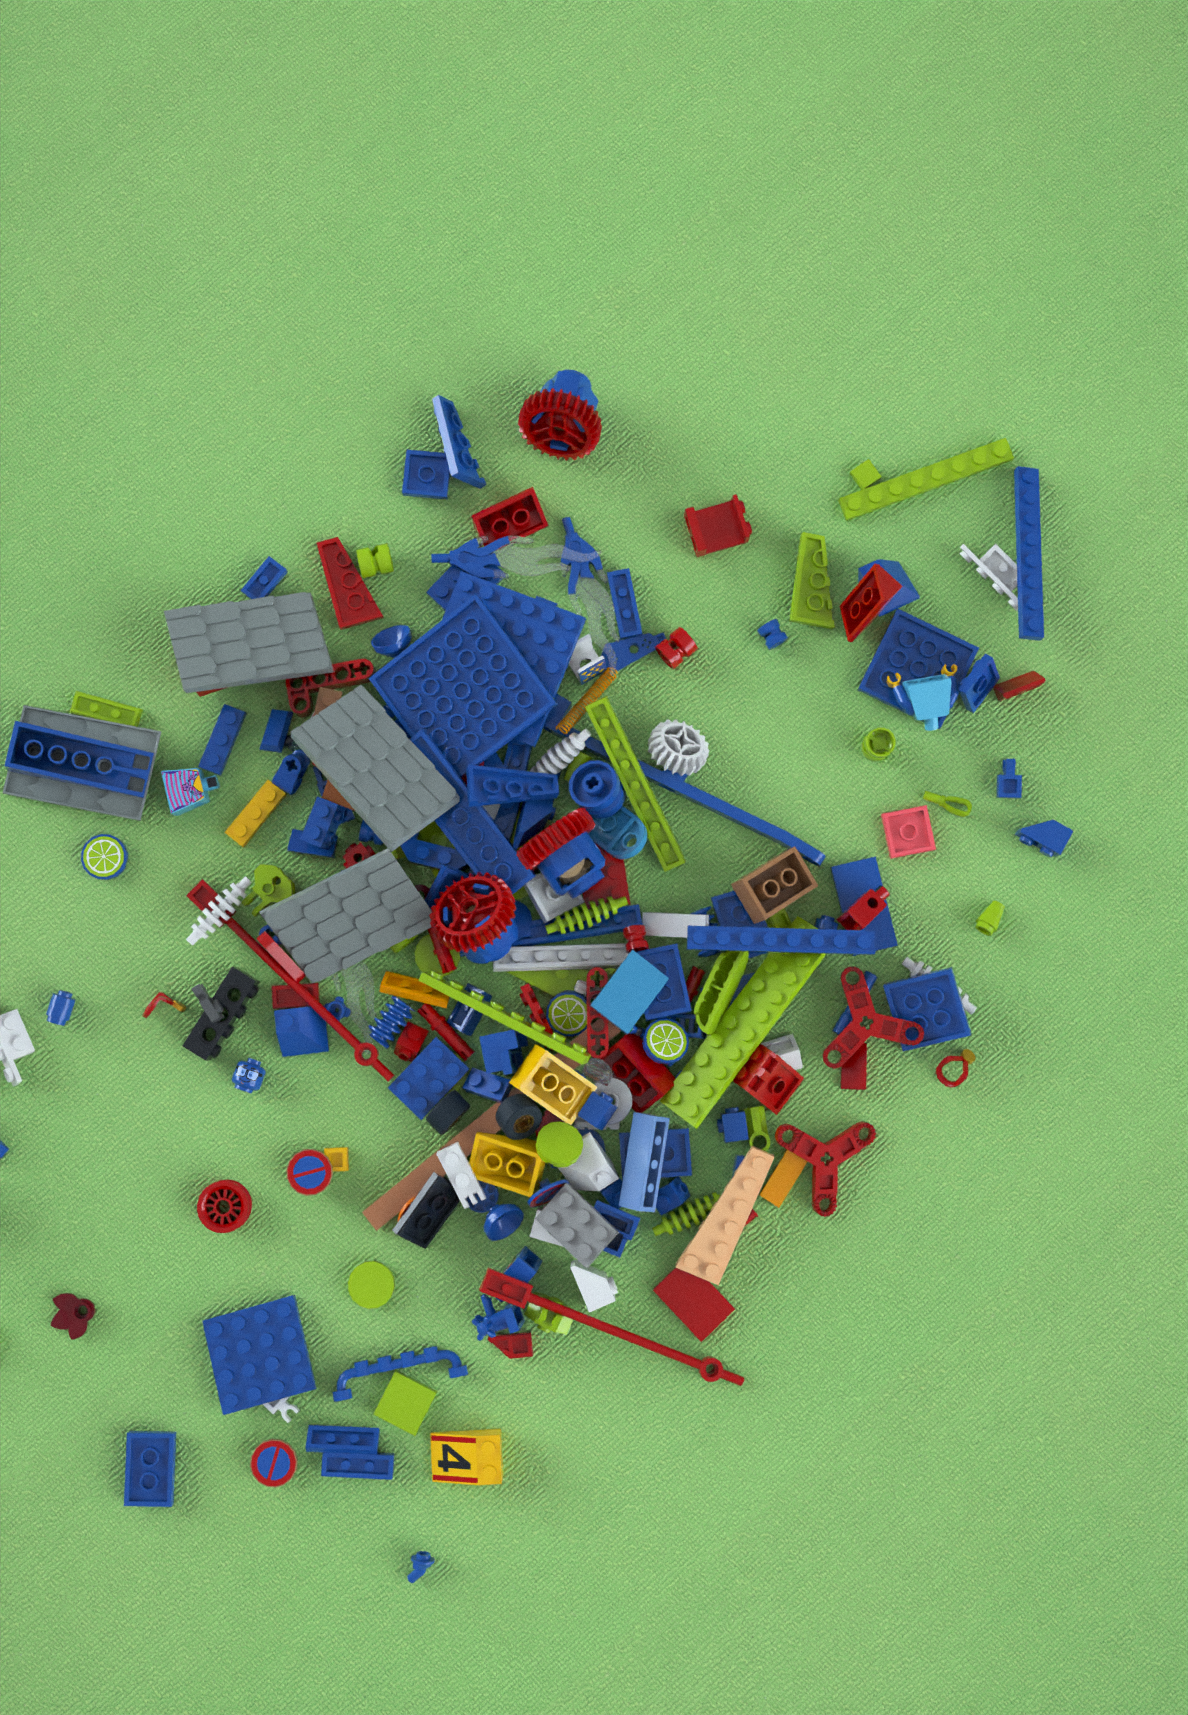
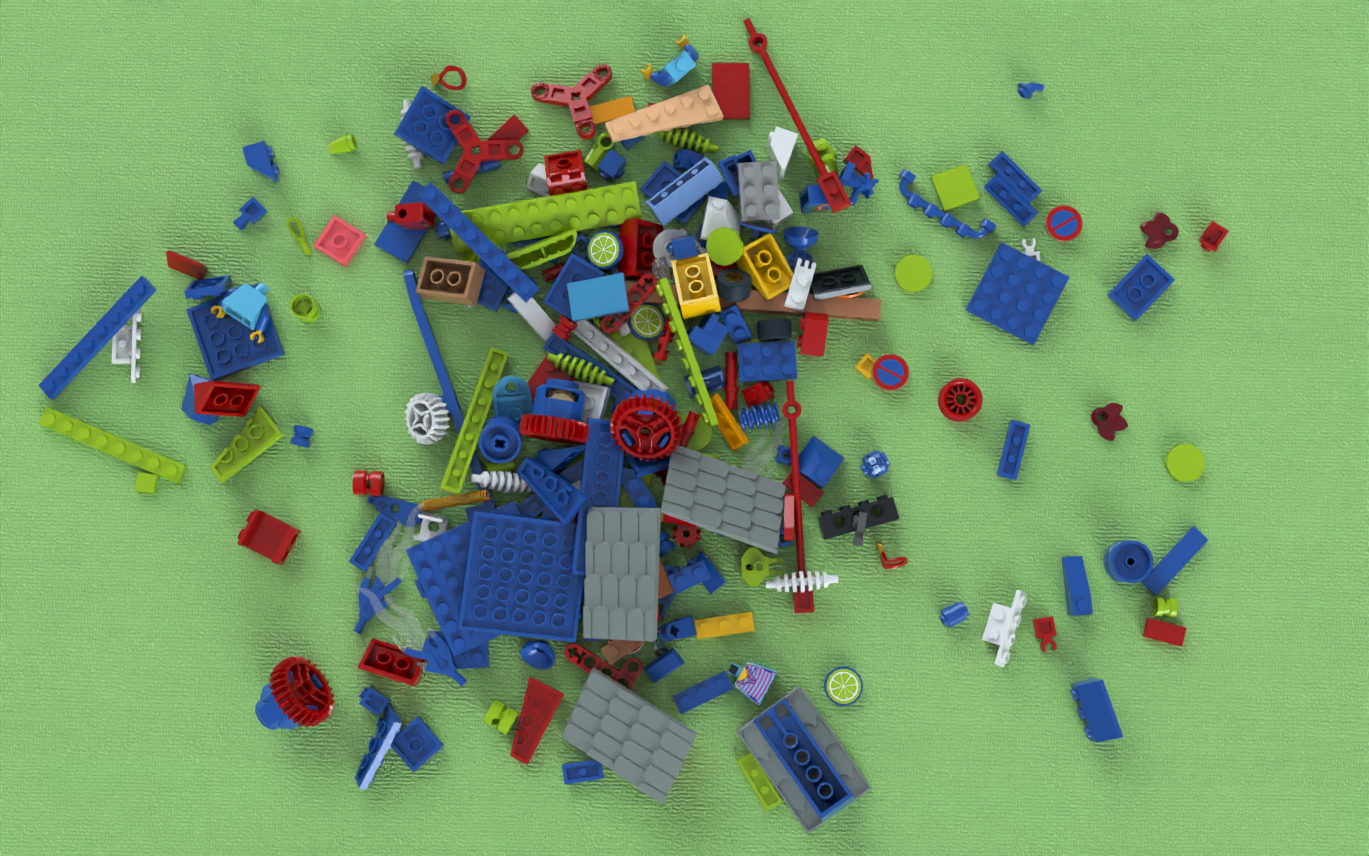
camera: 135 degrees left, 0 degrees up
(124, 1582) = (1212, 236): none -> red bracket
(136, 1205) = (1013, 450): none -> blue plate
(182, 1538) = (1156, 231): none -> dark red plate
(408, 1141) = (813, 334): none -> red brick
(467, 1457) = (946, 123): yellow slope -> none
(496, 475) = (373, 700): none -> blue bracket
(761, 1271) = (676, 68): none -> torso

